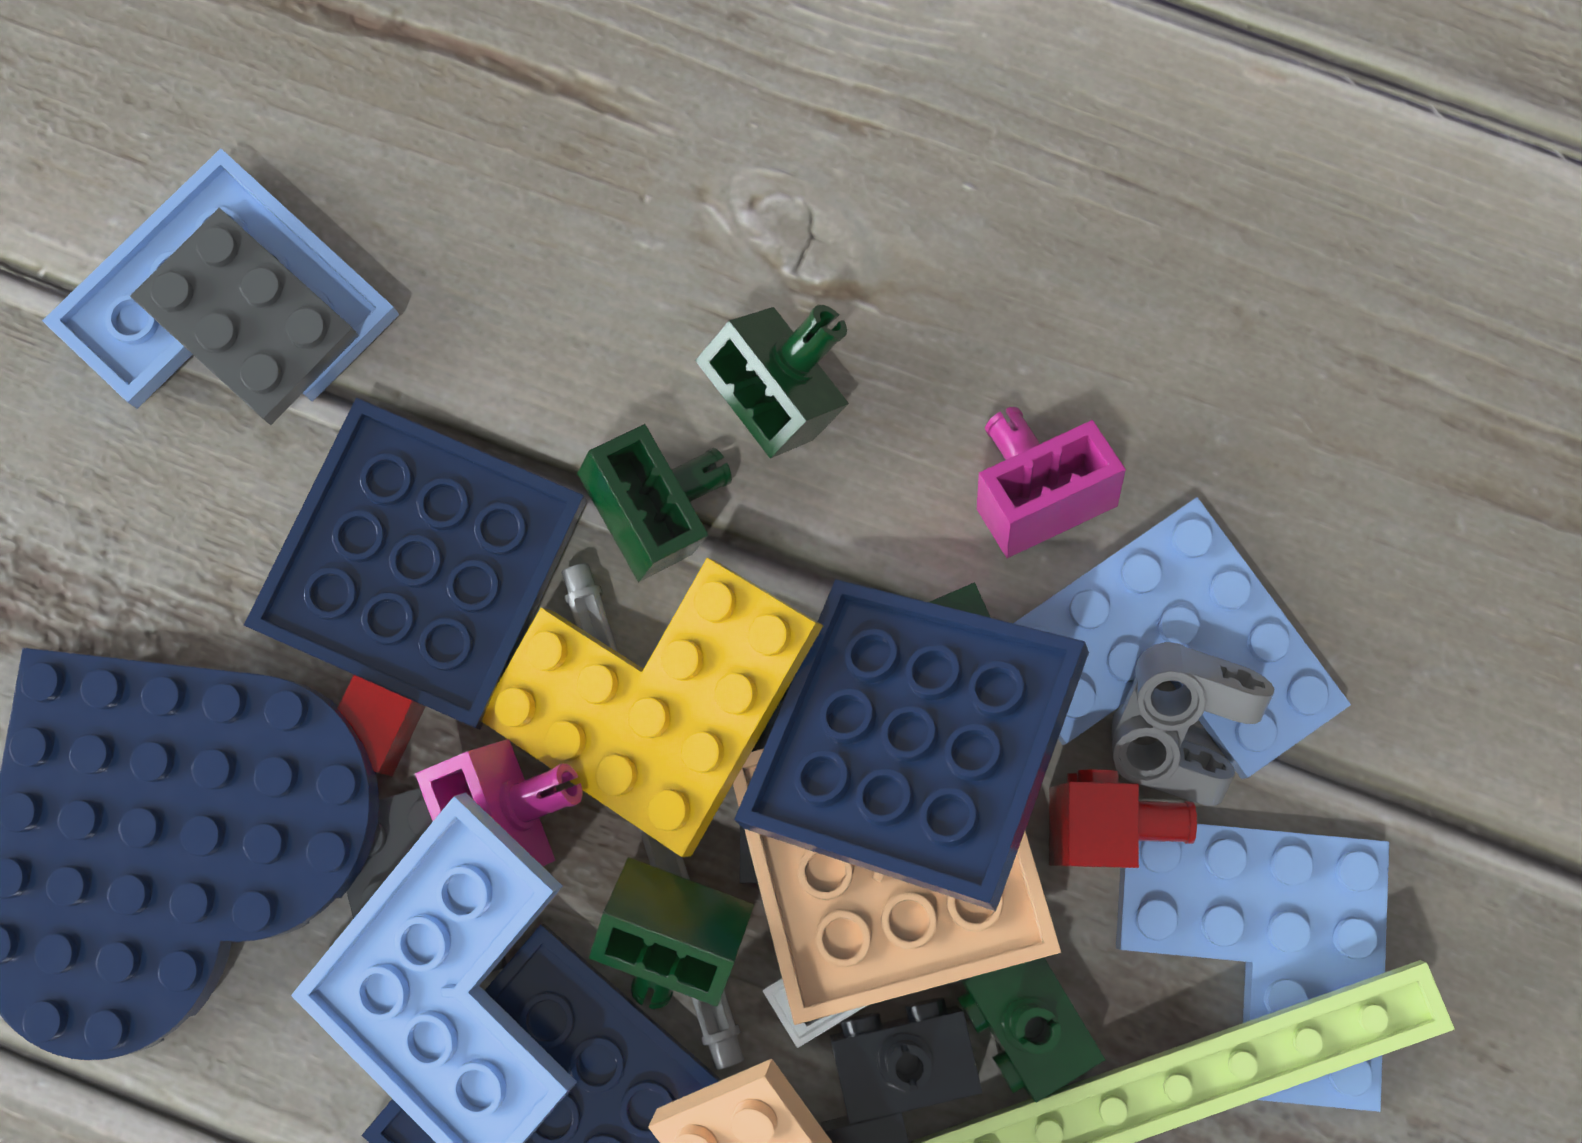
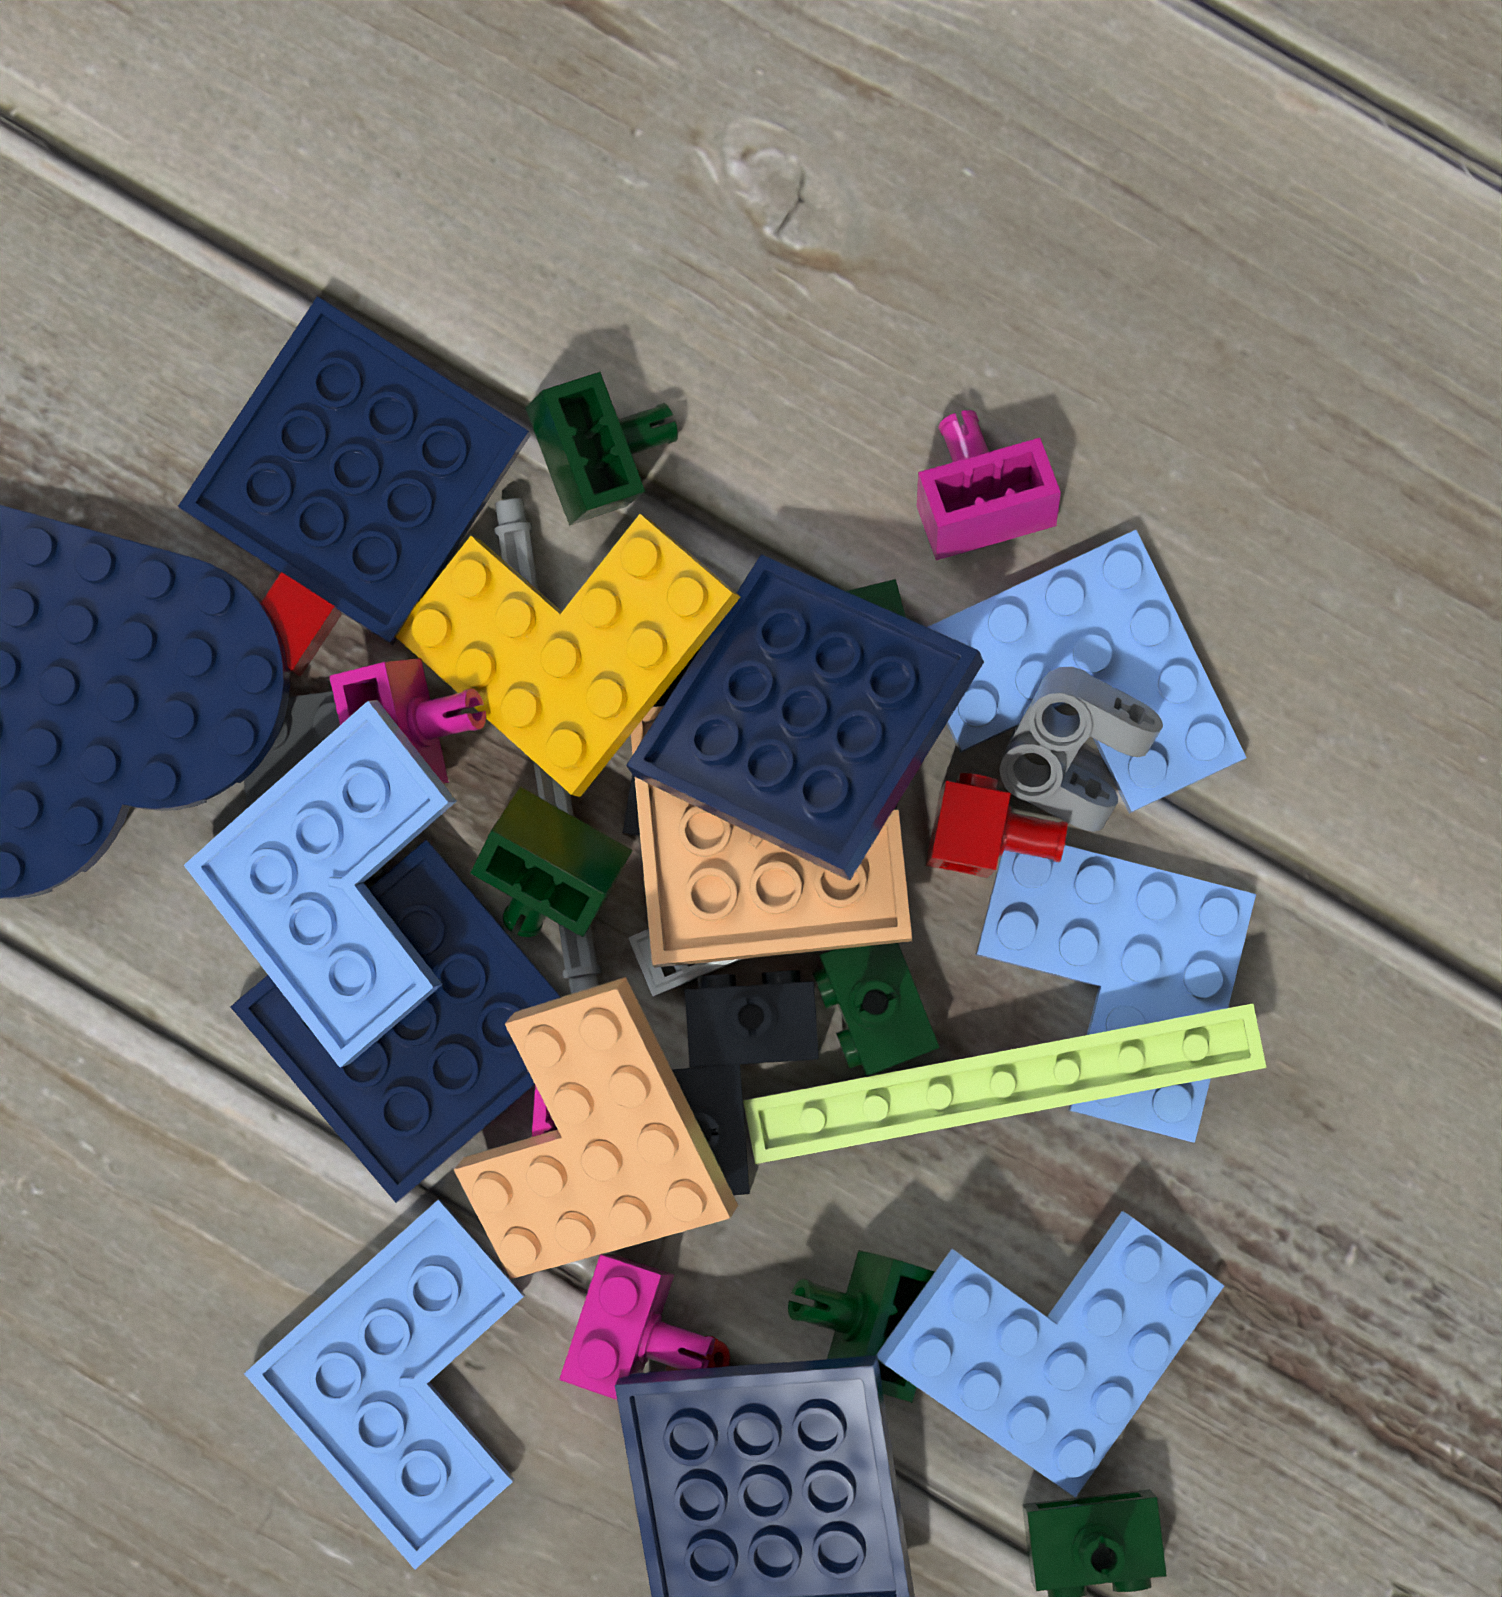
camera: 10 degrees right, 5 degrees up
(139, 353) = (200, 128): light blue plate -> none
(244, 316) = (218, 196): dark grey plate -> none
(775, 375) = (737, 342): dark green brick -> none

